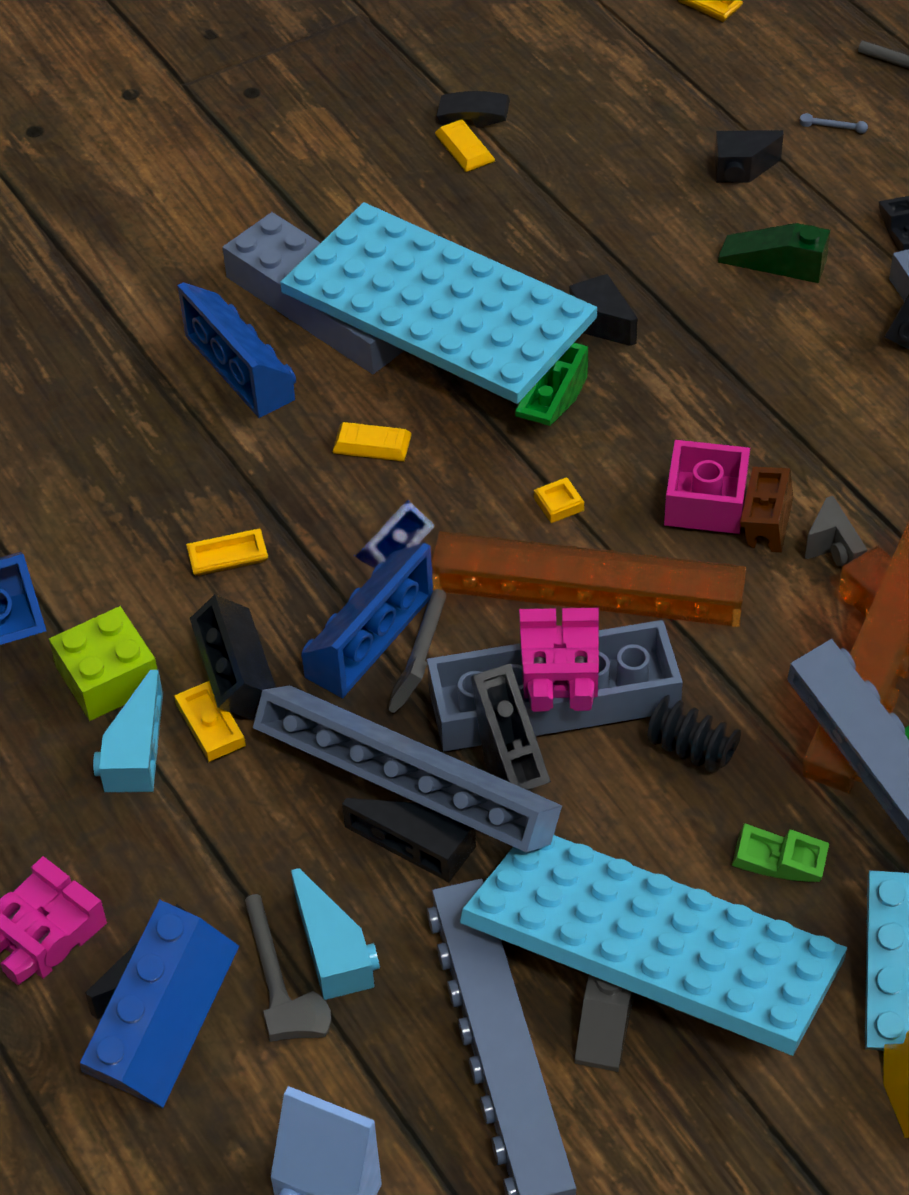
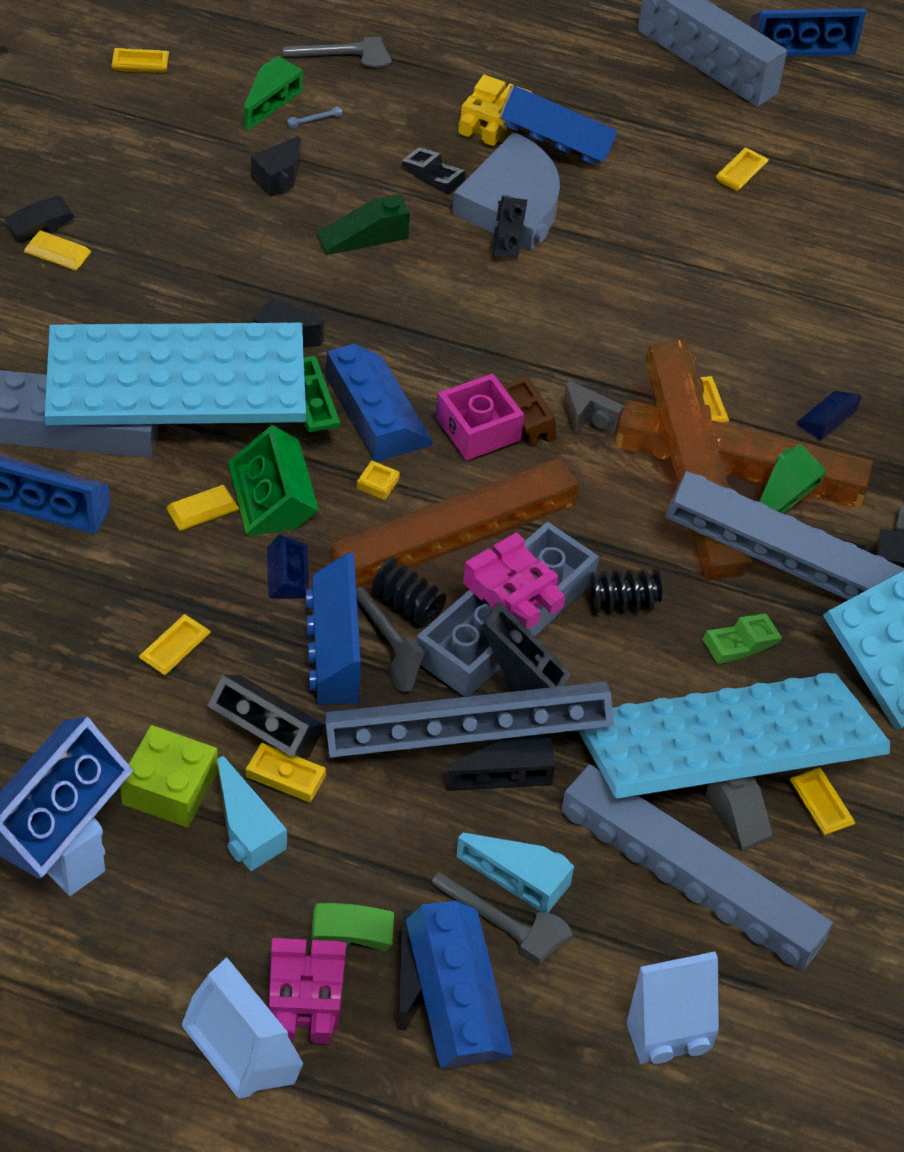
camera: 45 degrees left, 0 degrees up
(130, 890) = (353, 924): none -> bright green slope
(451, 451) = (272, 484): none -> green slope
(475, 613) = (407, 593): none -> black piece
(625, 424) = (375, 402): none -> blue slope
(703, 1067) = (822, 801): none -> yellow tile
(806, 77) = (273, 88): none -> green slope

